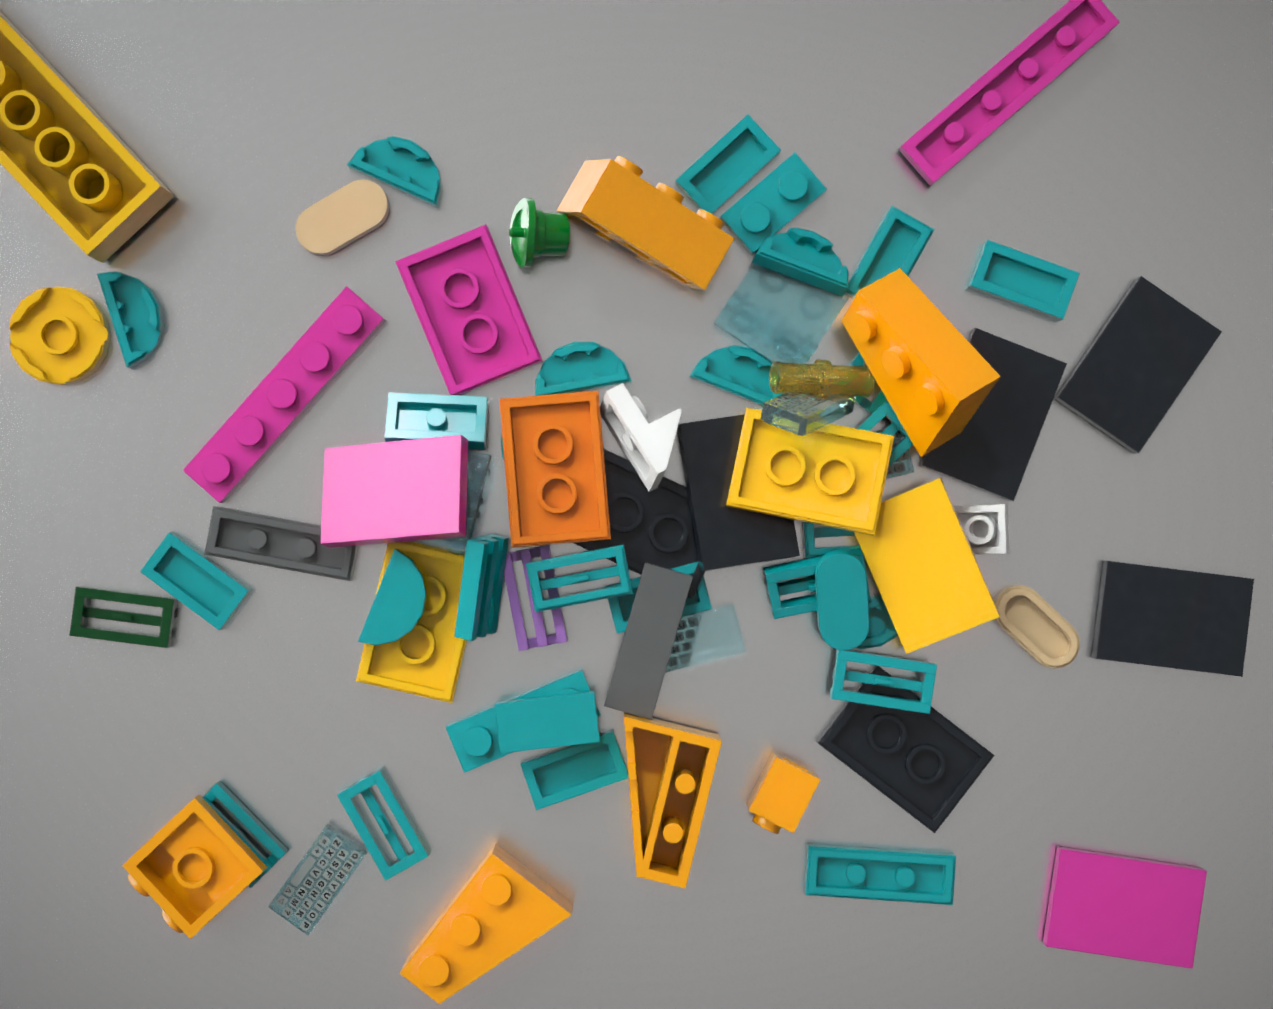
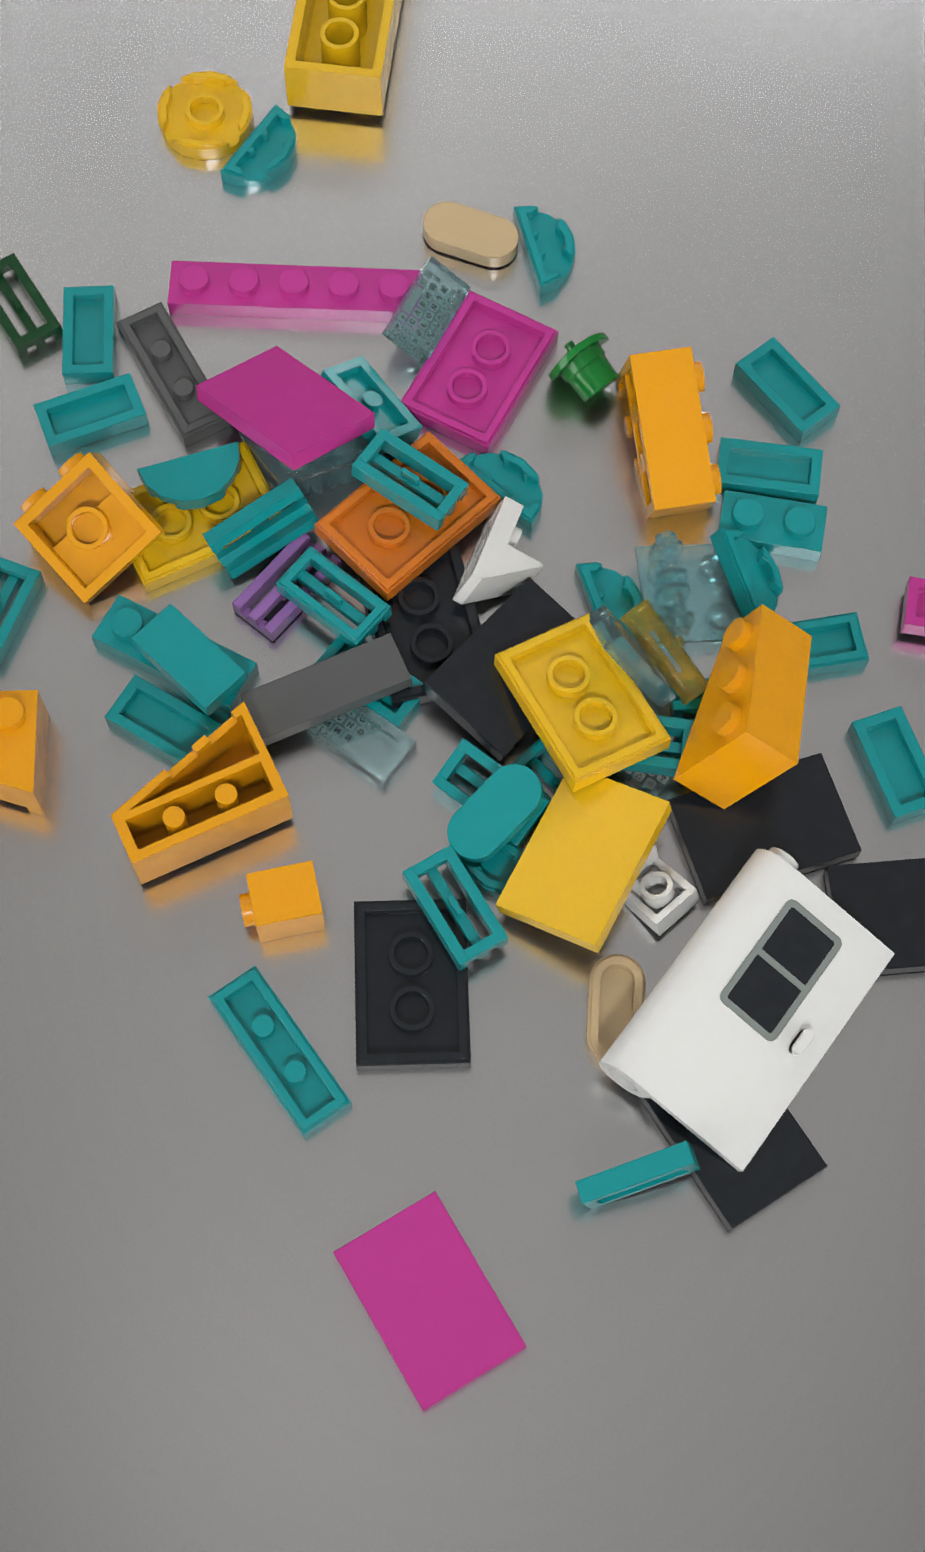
camera: 50 degrees right, 20 degrees down
(269, 632) = (91, 414): none -> teal tile
(376, 712) = (88, 524): none -> light orange plate
(388, 311) = (426, 310): none -> clear light blue tile
(531, 431) = (433, 517): none -> teal tile
(673, 93) = (786, 389): none -> teal tile
(1114, 543) = (734, 999): none -> white door
(1164, 712) = (637, 1175): none -> teal tile

